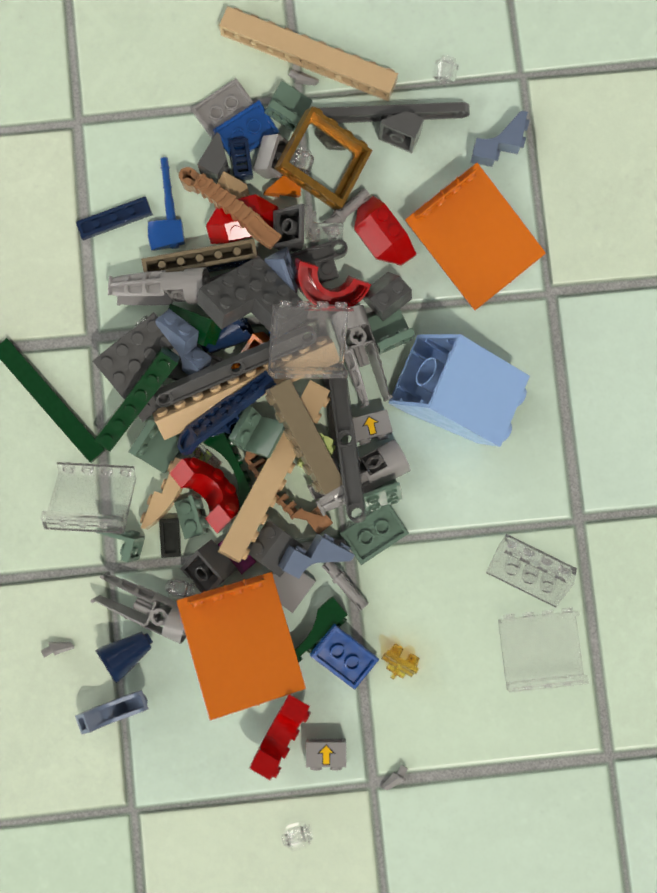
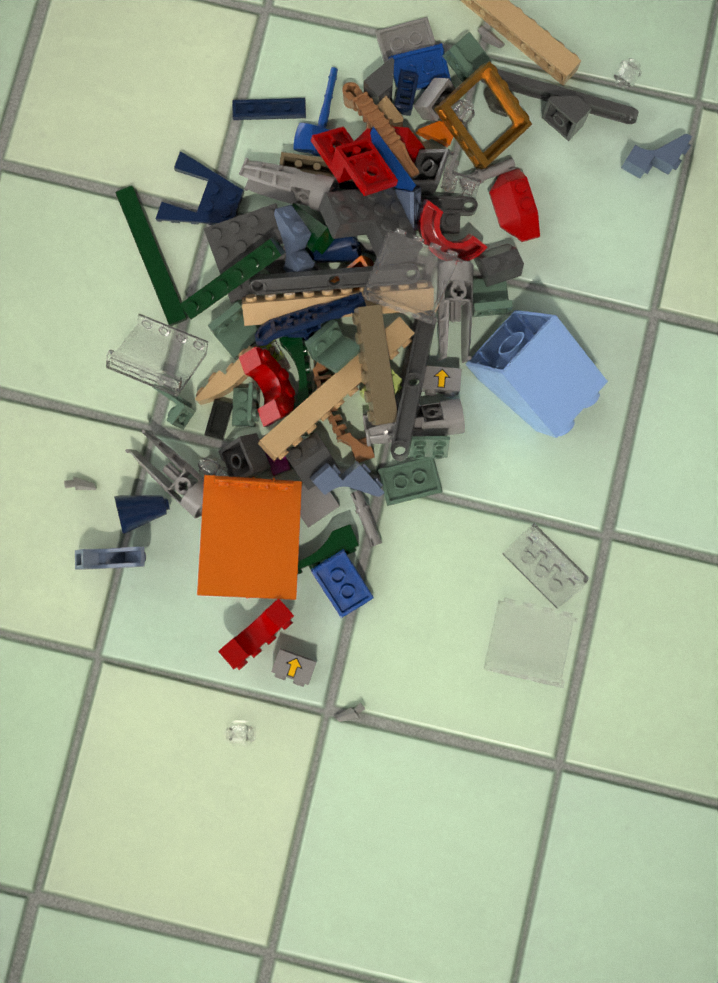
camera: 20 degrees right, 0 degrees up
(96, 325) = (219, 200): none -> dark blue wing
(215, 246) = (354, 160): none -> red bracket
(250, 236) = (404, 180): none -> blue sticker
(398, 665) = (390, 609): clear yellow hips -> none
(475, 236) = (601, 237): orange door -> none

